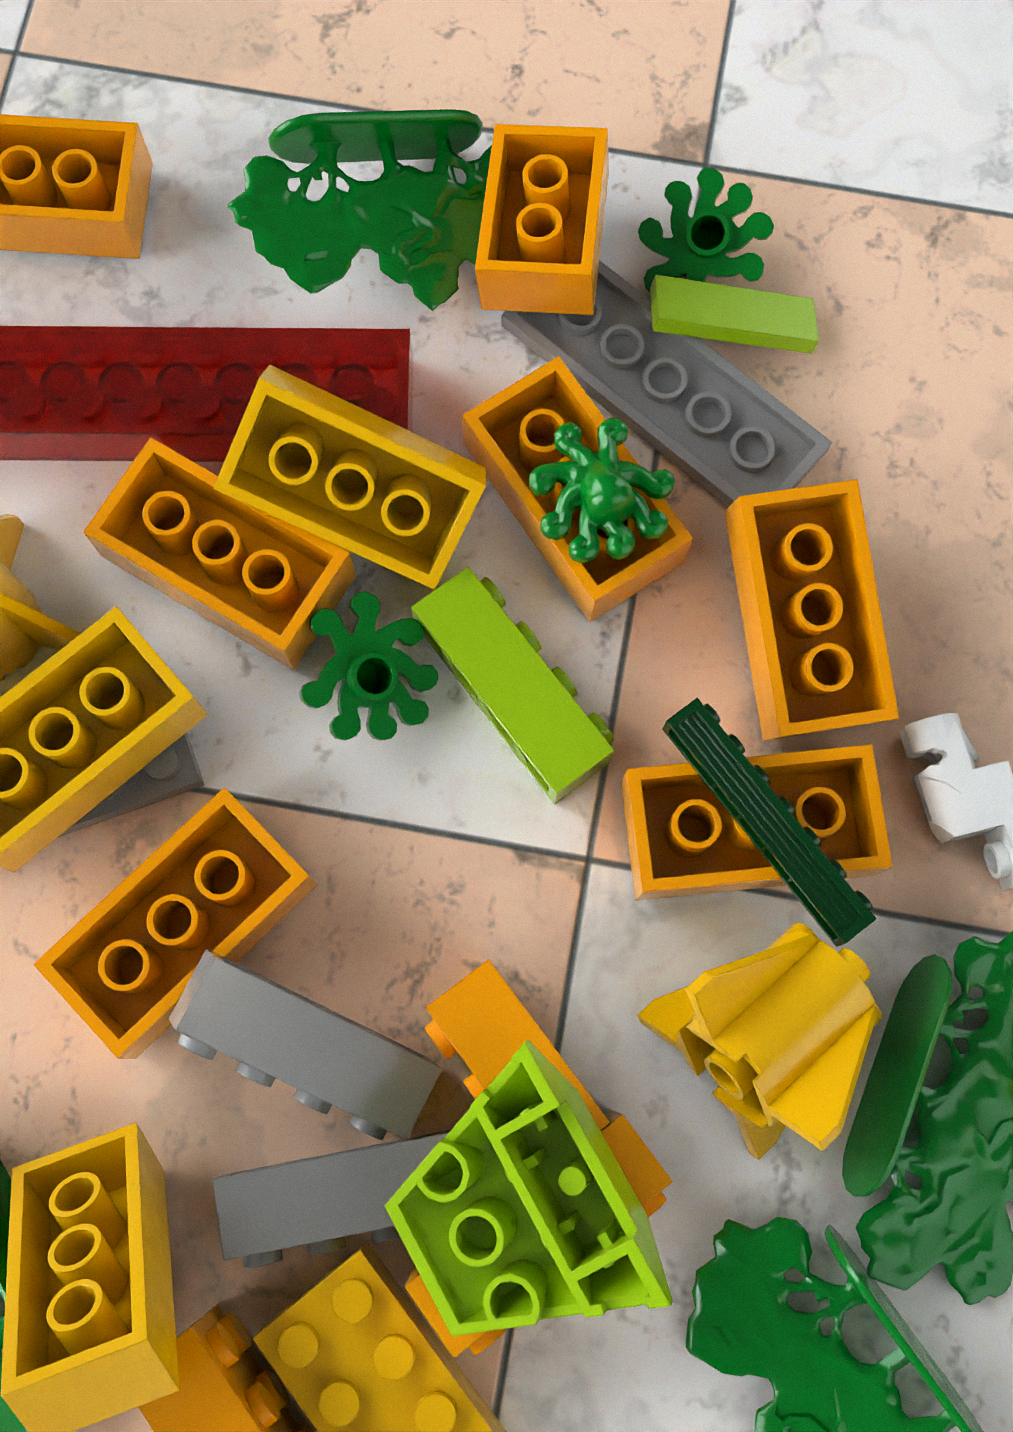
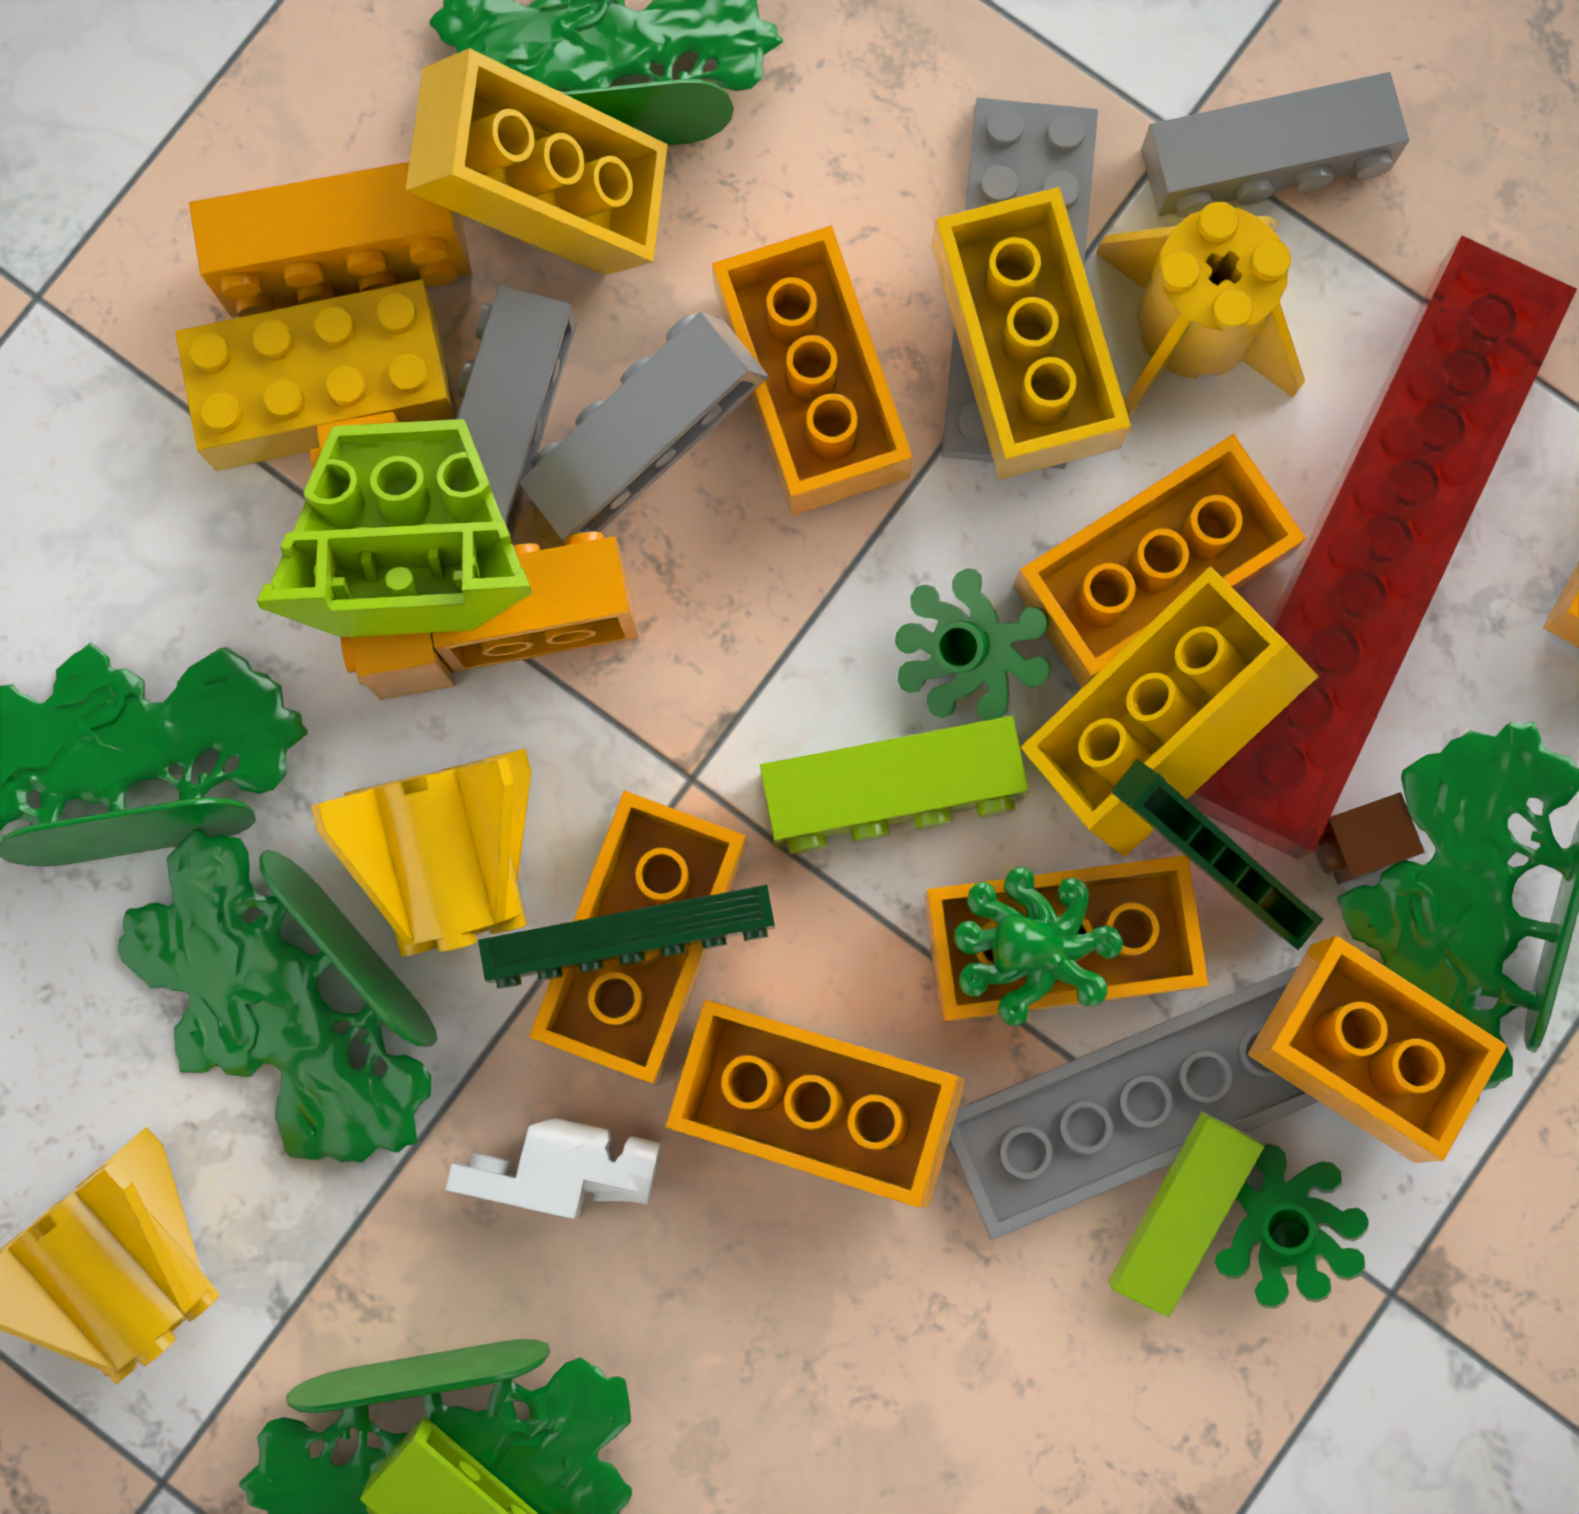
camera: 120 degrees right, 5 degrees up
(373, 299) = (1368, 839): none -> reddish brown brick
(451, 393) = (1216, 854): none -> dark green piece

